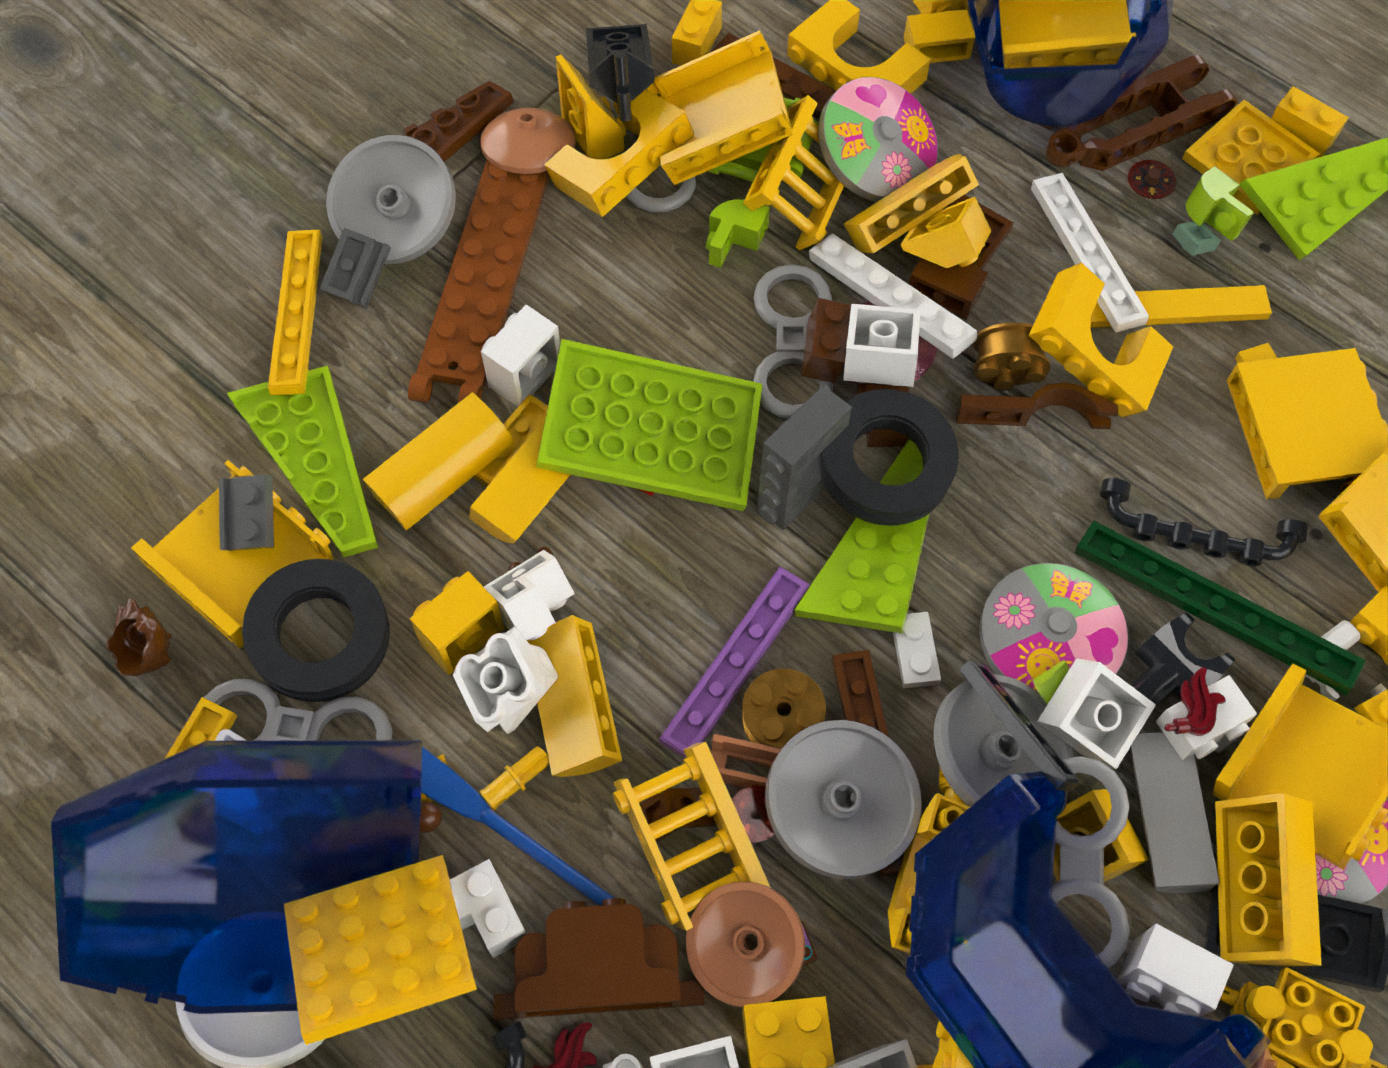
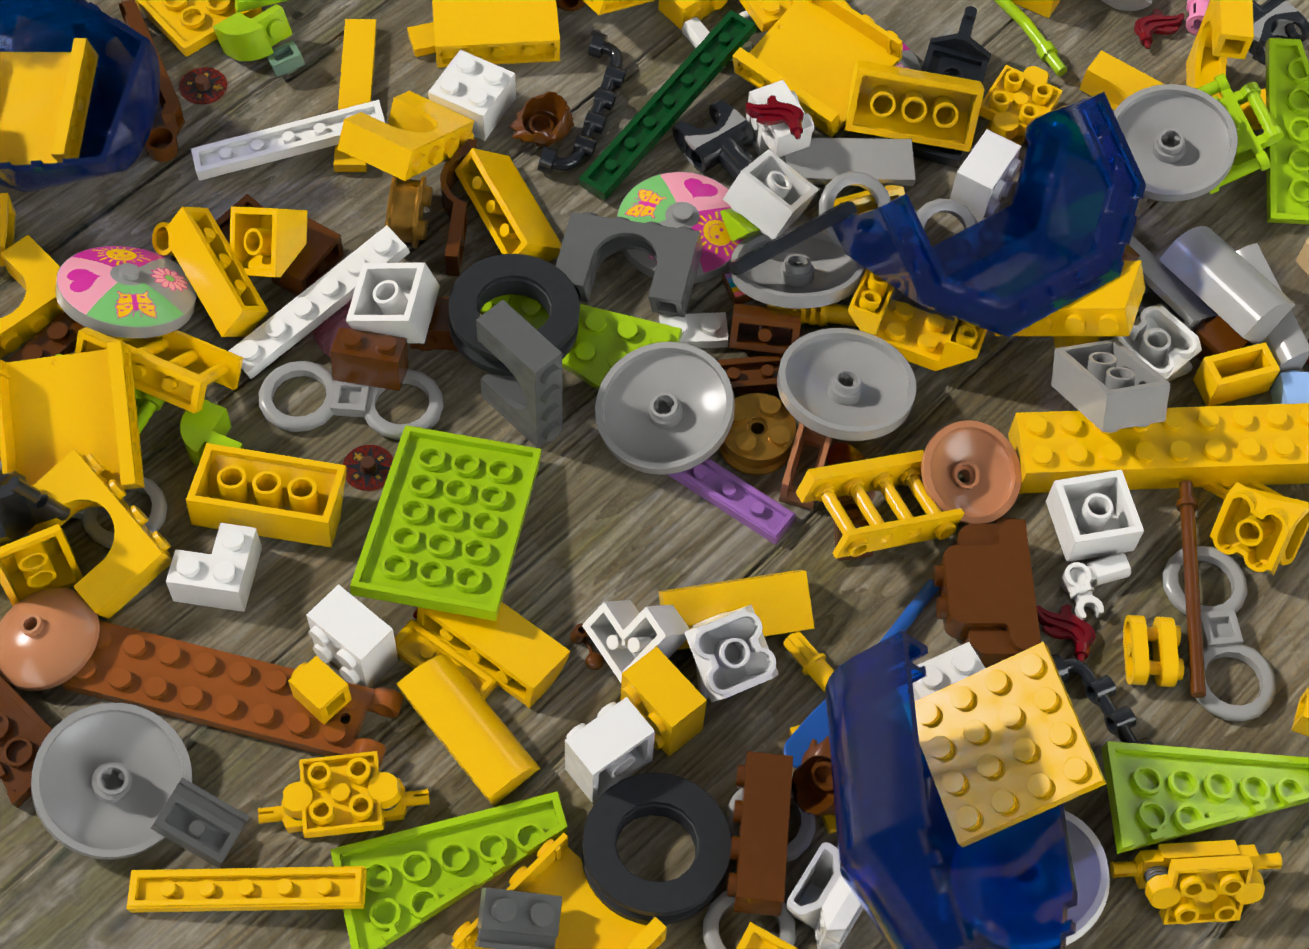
camera: 90 degrees left, 5 degrees down
(309, 715) = (763, 834): none -> reddish brown brick
(370, 370) = (342, 797): none -> yellow piece
(404, 570) = (608, 748): none -> white brick
(466, 333) = (319, 689): none -> yellow brick
(593, 257) = (220, 577): none -> white brick
(672, 277) = (269, 492): none -> yellow slope
(723, 360) = (368, 467): none -> piece
(795, 612) = (665, 408): none -> light grey dish
(912, 713) = (764, 328): none -> reddish brown brick
(993, 612) = (594, 238): none -> dark grey arch
(1040, 456) = (507, 205): none -> yellow brick
(1162, 478) = (543, 120): none -> reddish brown hair
(1186, 409) = (476, 91): none -> white brick

